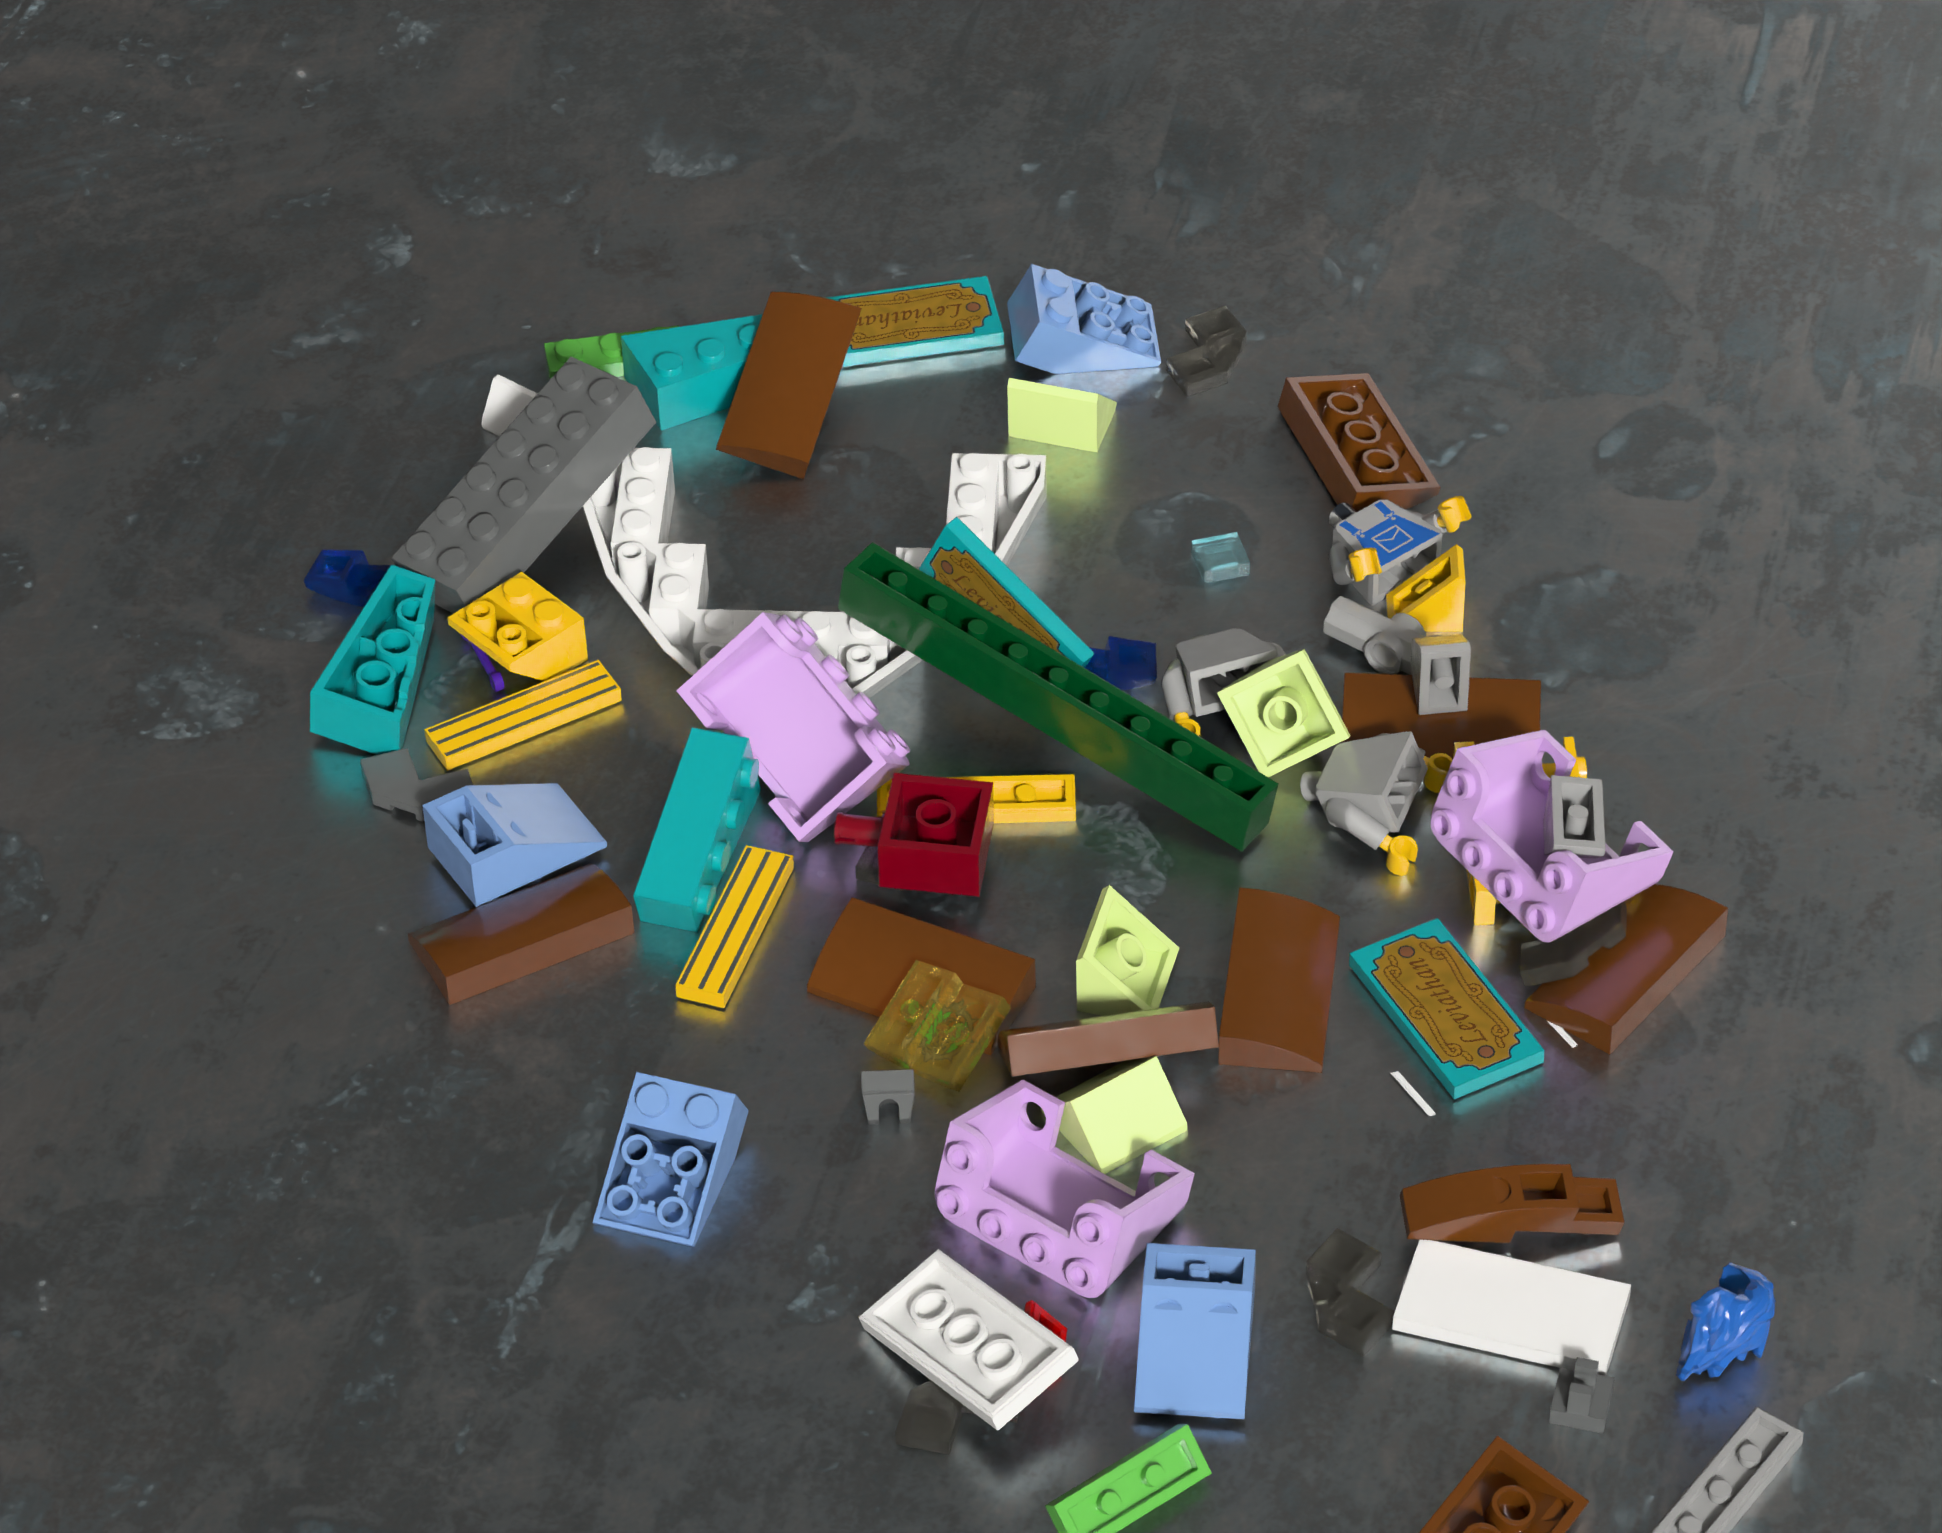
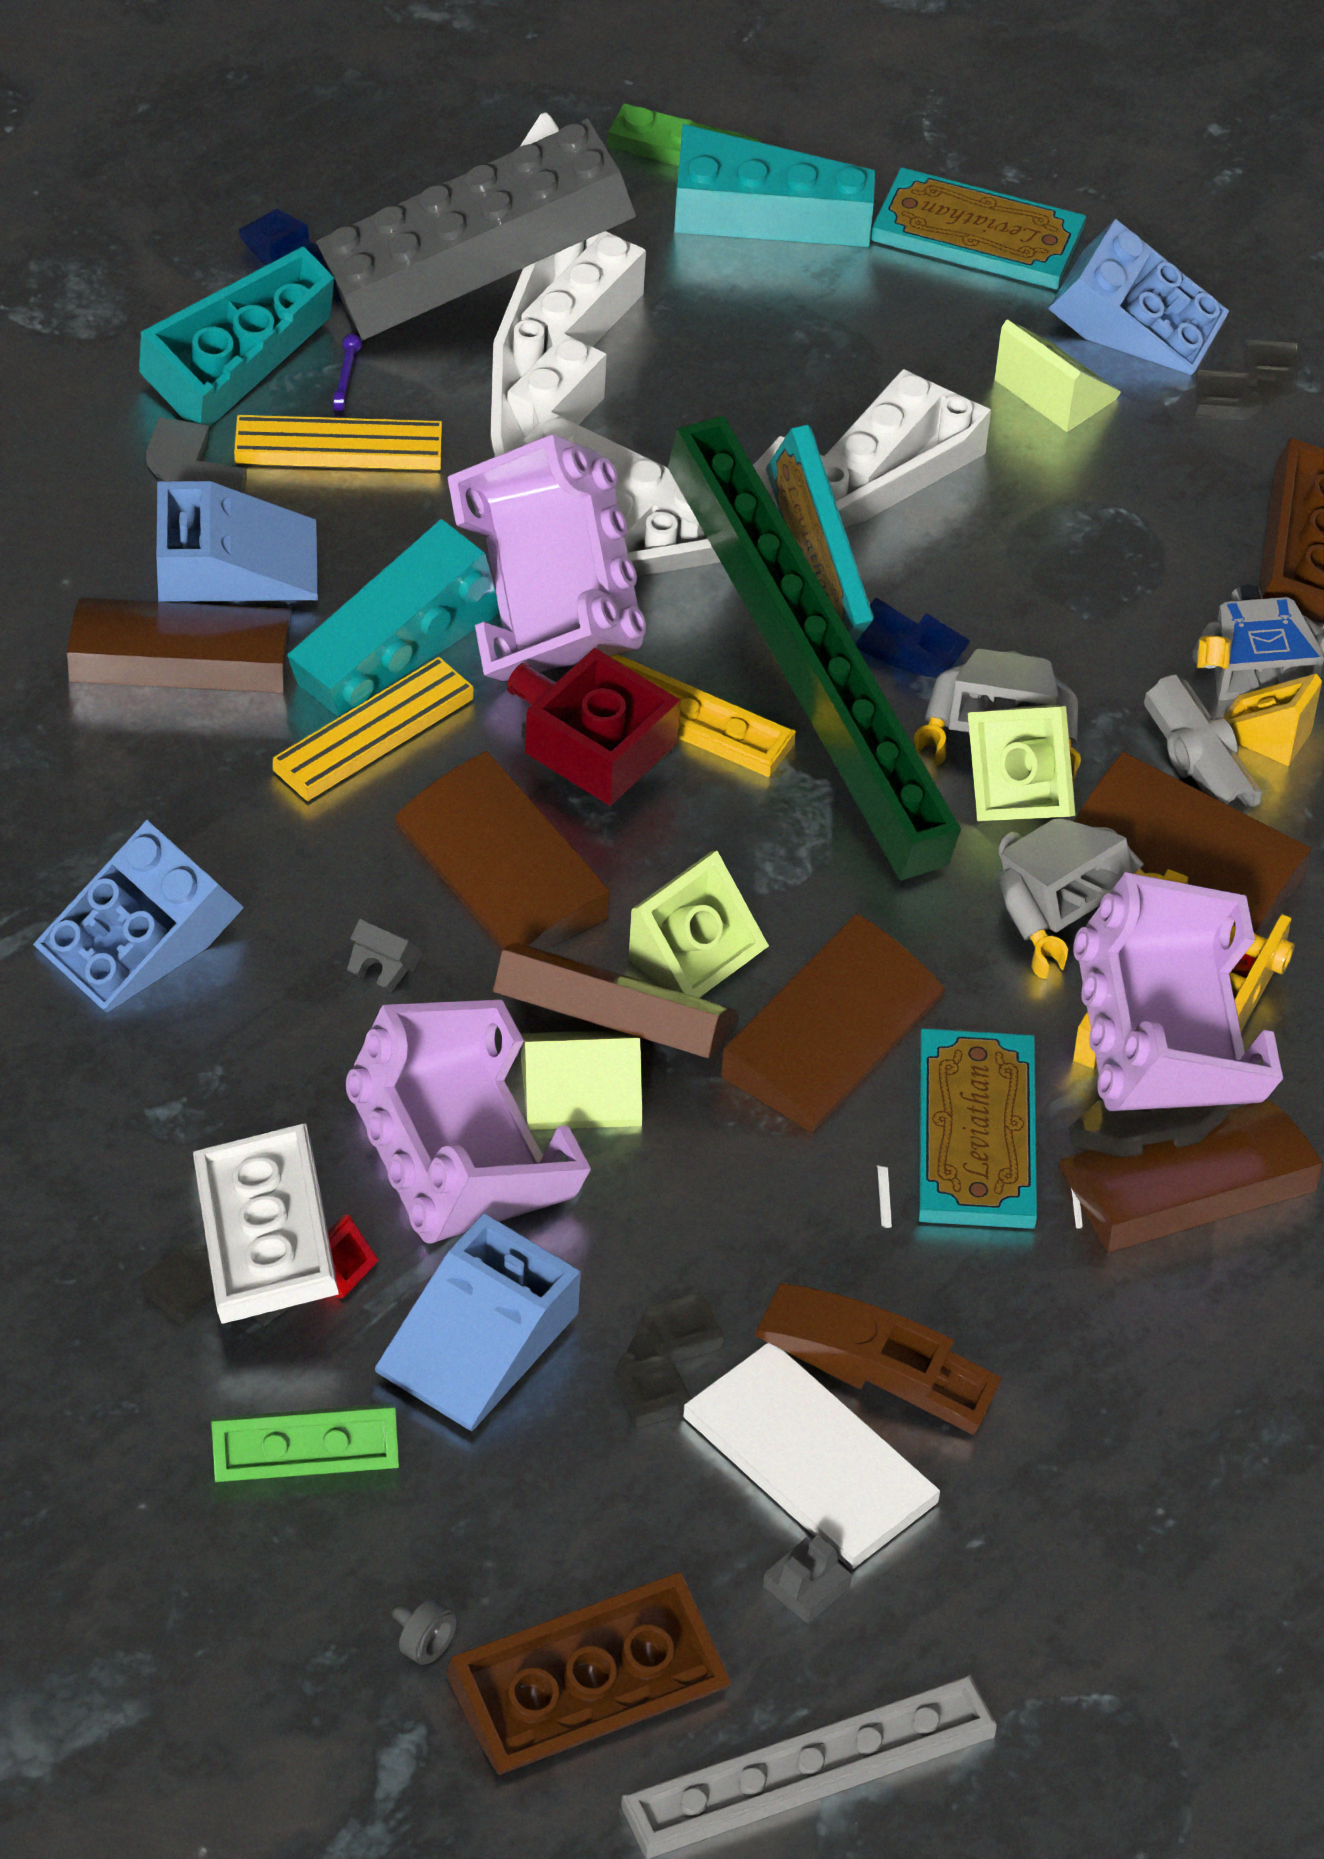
camera: 25 degrees right, 5 degrees up
(524, 629) = (386, 362): yellow slope -> none
(788, 381) = (806, 235): reddish brown slope -> none
(937, 1025) = (475, 910): clear yellow slope -> none
(1220, 557) = (1102, 586): clear light blue tile -> none
(1441, 673) = (1202, 792): light grey slope -> none
(1574, 817) = (1205, 998): light grey slope -> none
(1727, 1322) = (997, 1580): blue hair -> none

